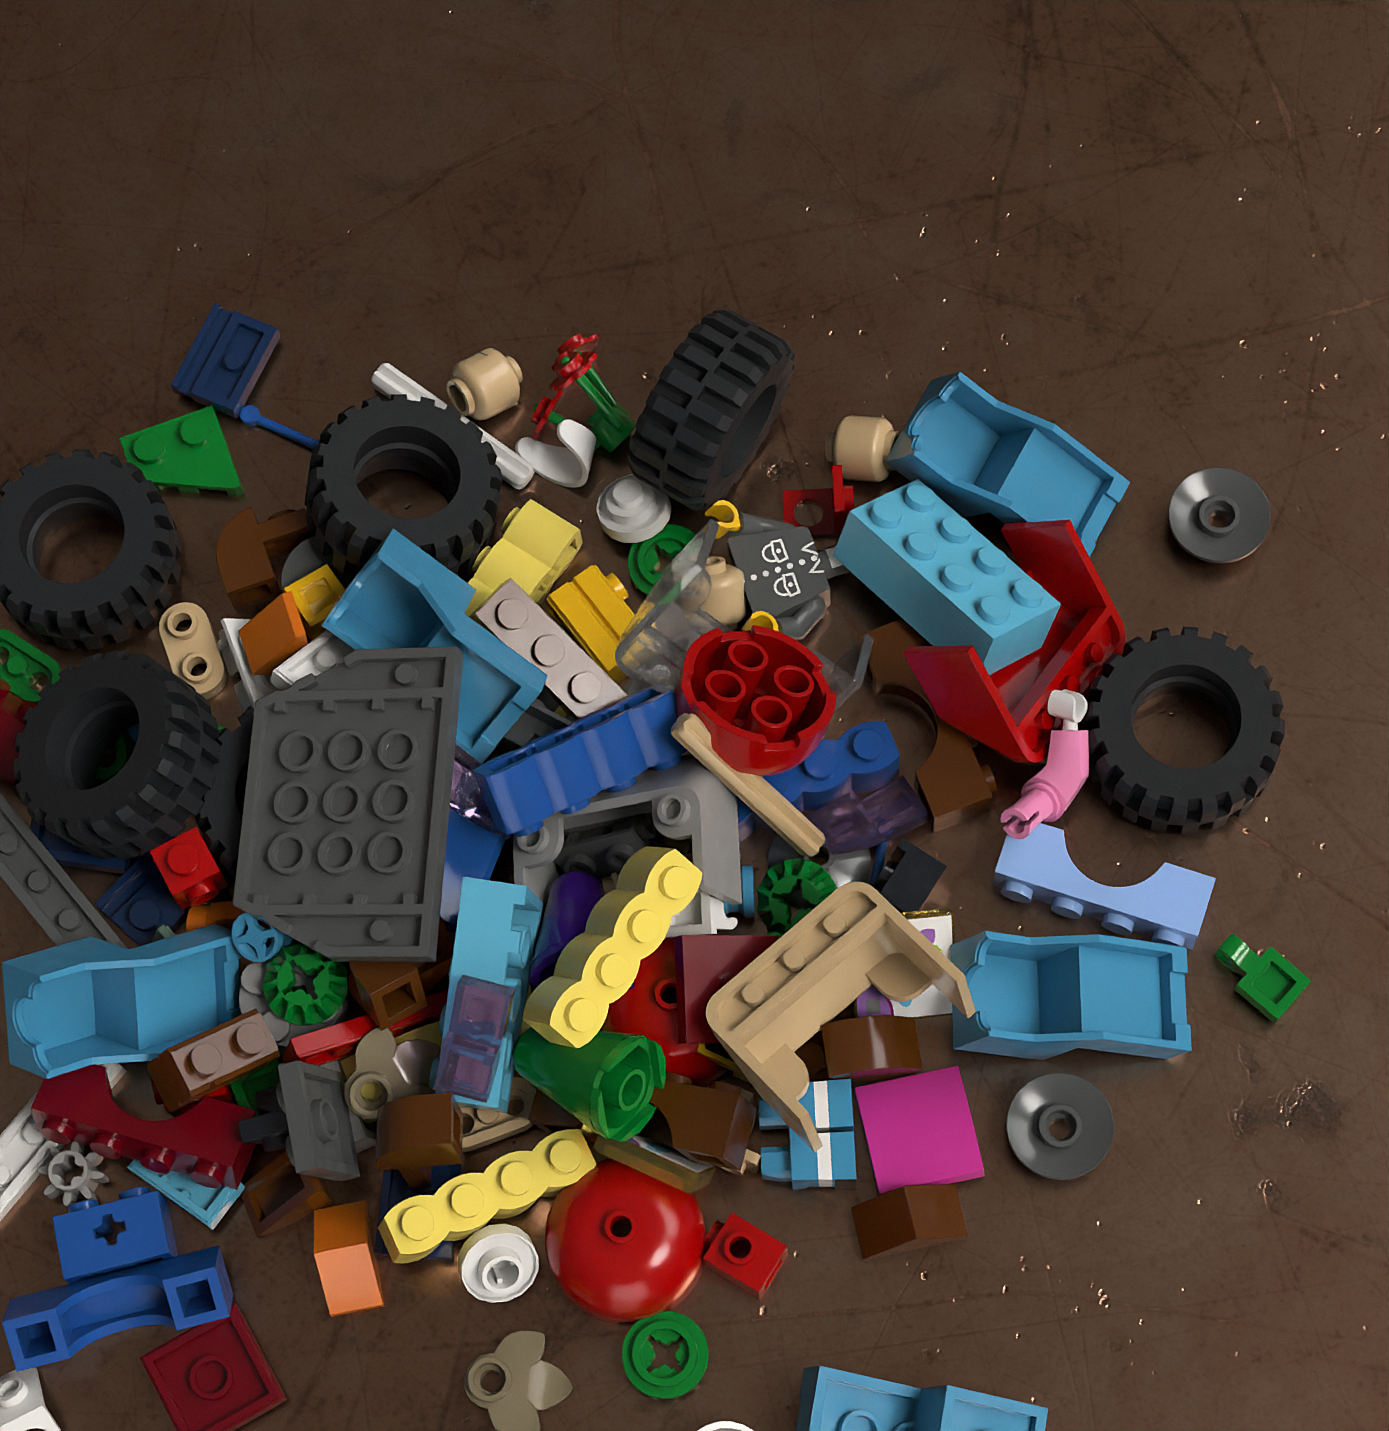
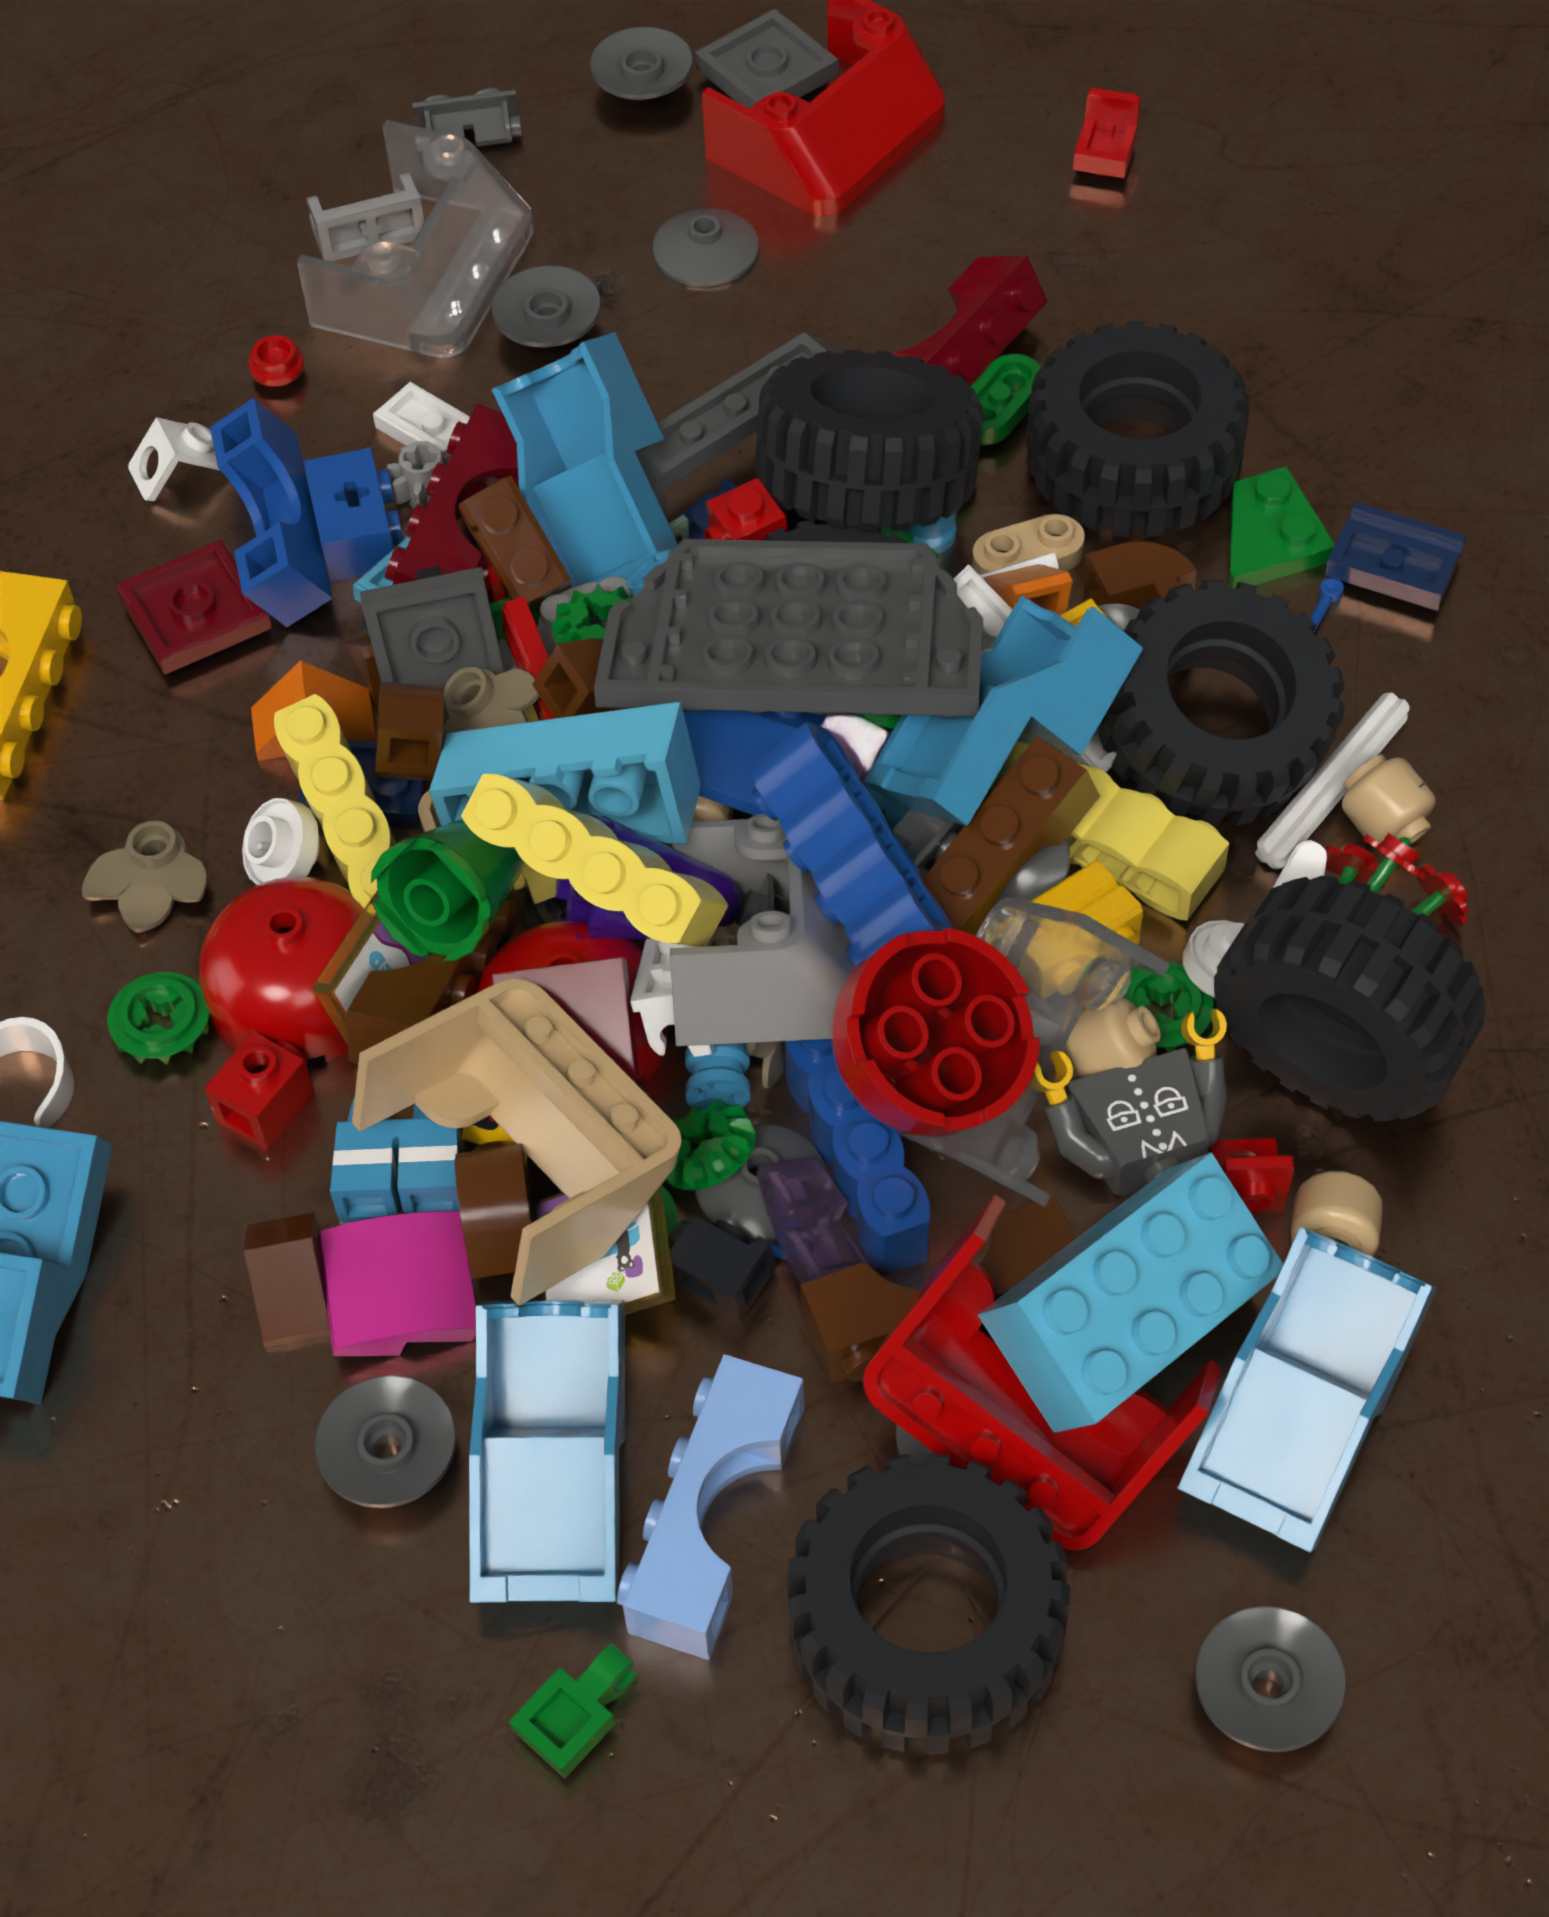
camera: 85 degrees right, 15 degrees down
(474, 1038) = (493, 744): clear purple slope -> none
(750, 788) = (815, 1054): tan axle -> none
(1059, 781) = (851, 1430): bright pink arm -> none

